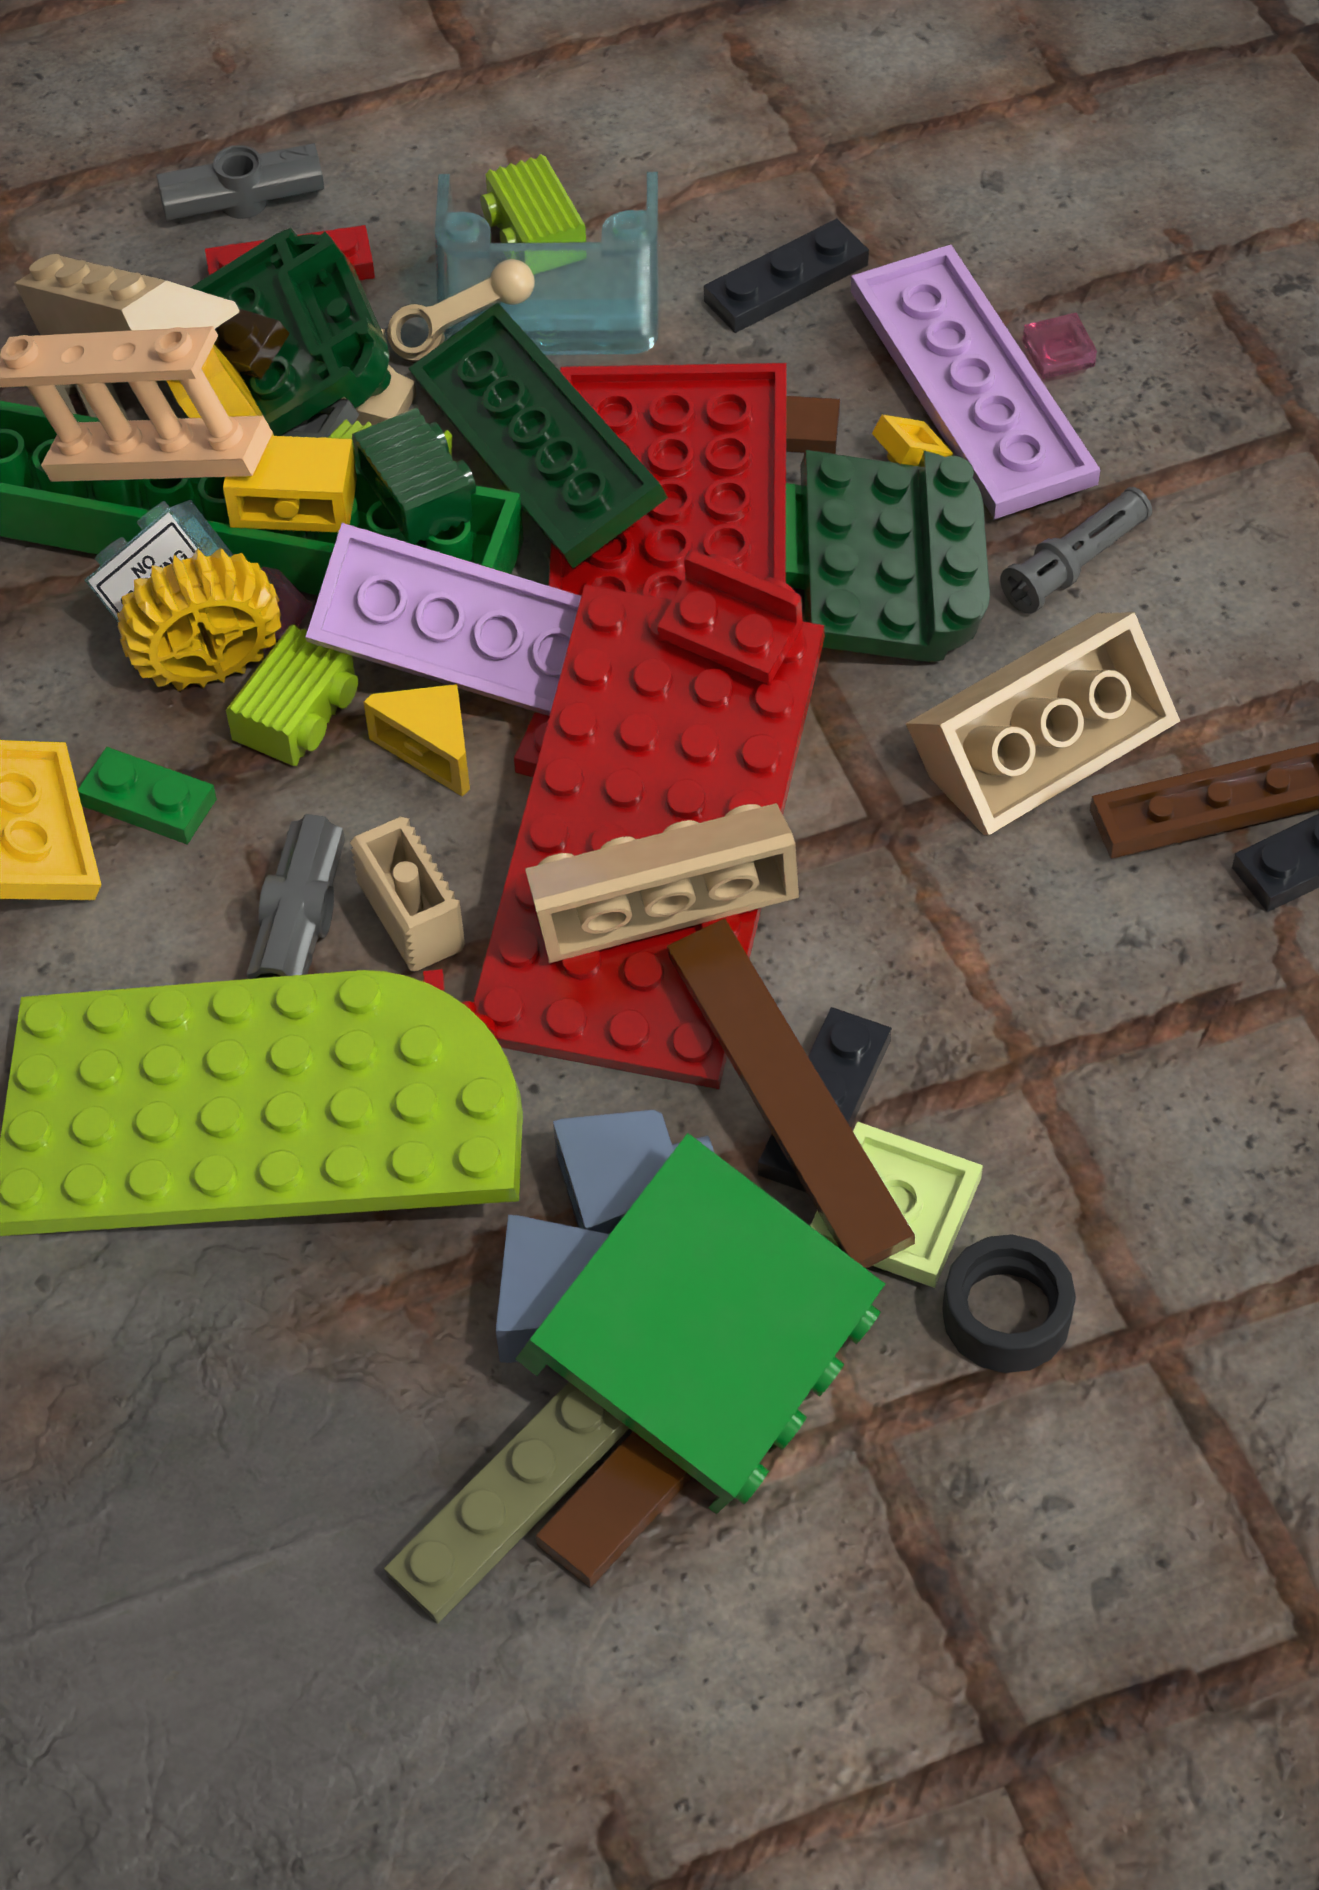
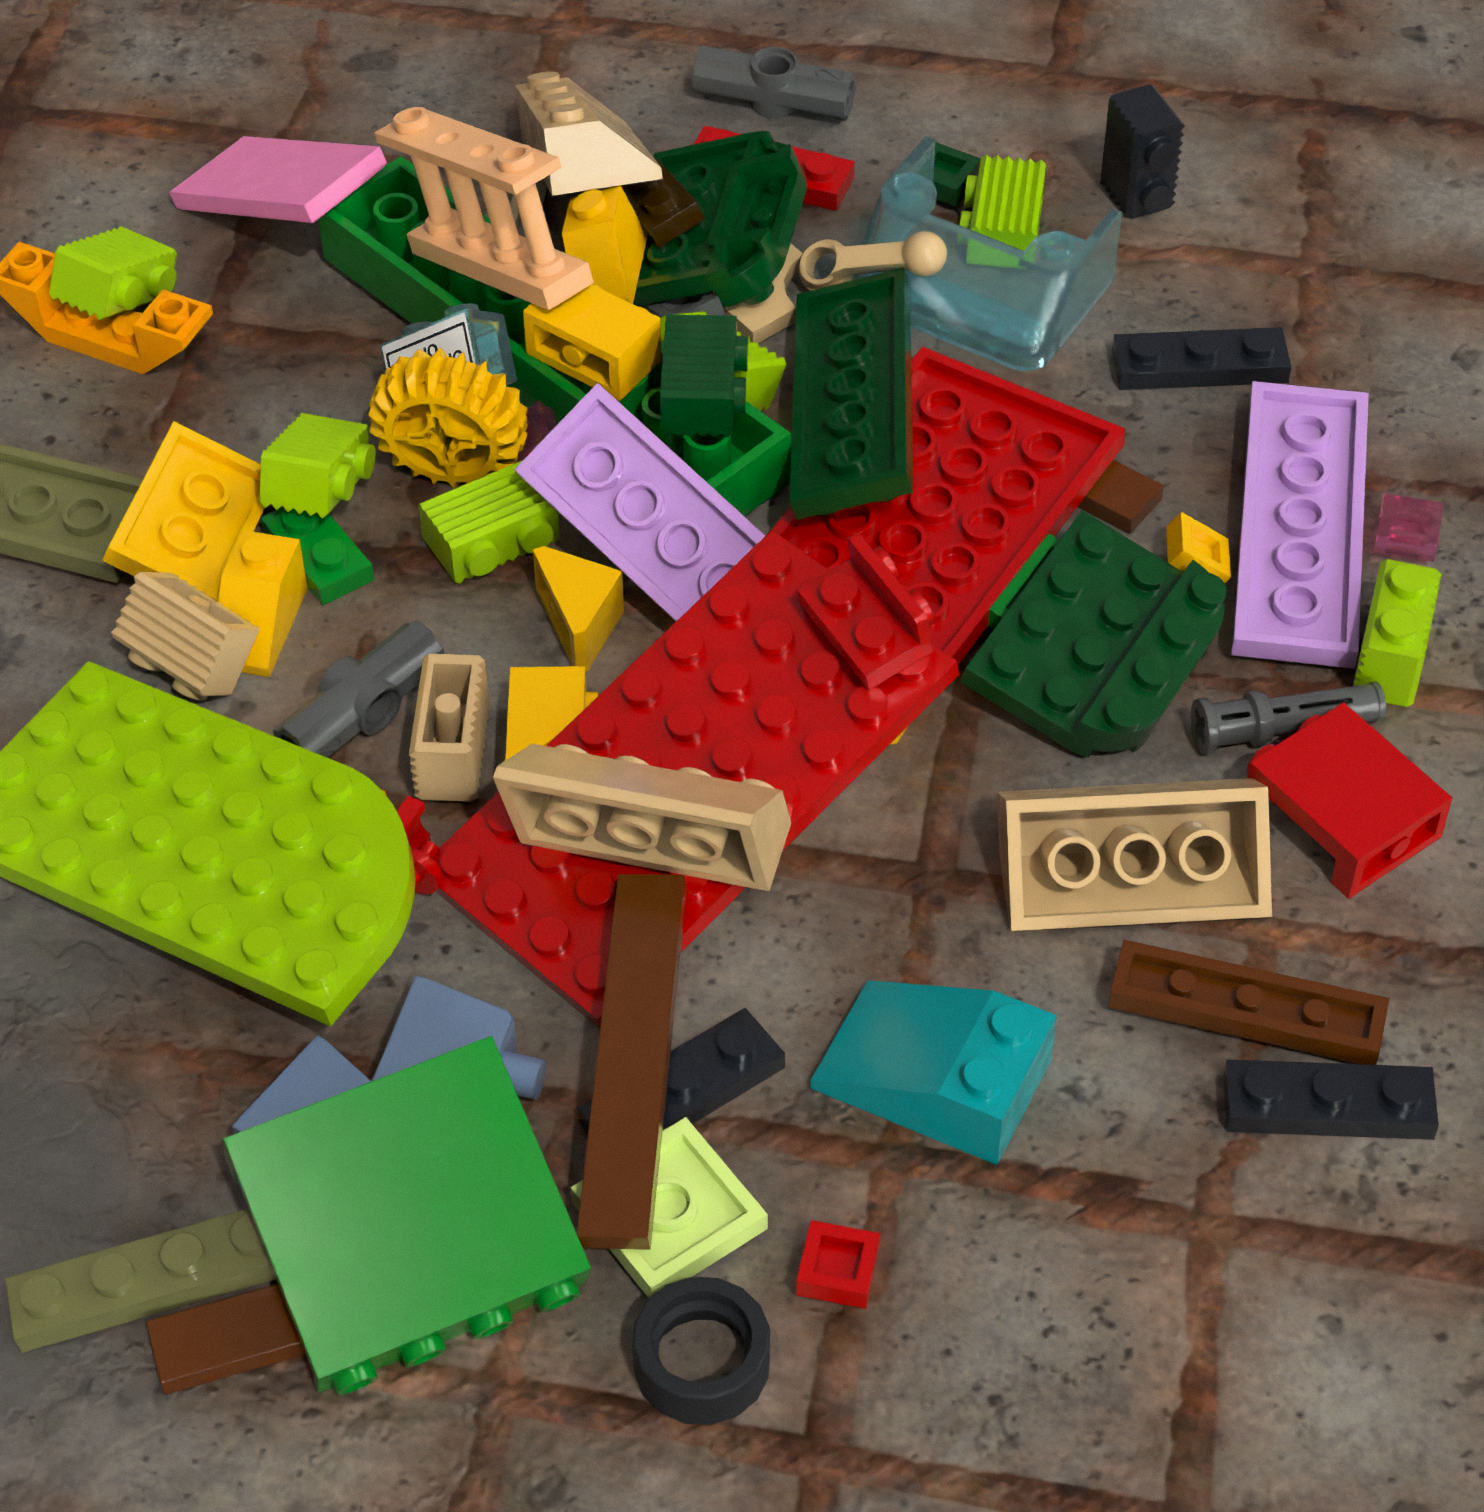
camera: 30 degrees right, 5 degrees down
(101, 929) = (184, 634): none -> tan brick
(104, 717) = (315, 464): none -> lime brick
(139, 869) = (265, 586): none -> yellow slope
(465, 196) = (951, 173): none -> dark green plate
(475, 847) = (543, 704): none -> yellow slope
(621, 111) = (1141, 151): none -> black brick
(1018, 969) = (940, 1062): none -> teal slope
(1062, 1175) = (838, 1264): none -> red plate
(1118, 434) = (1398, 629): none -> lime brick
(1178, 587) = (1353, 795): none -> red panel

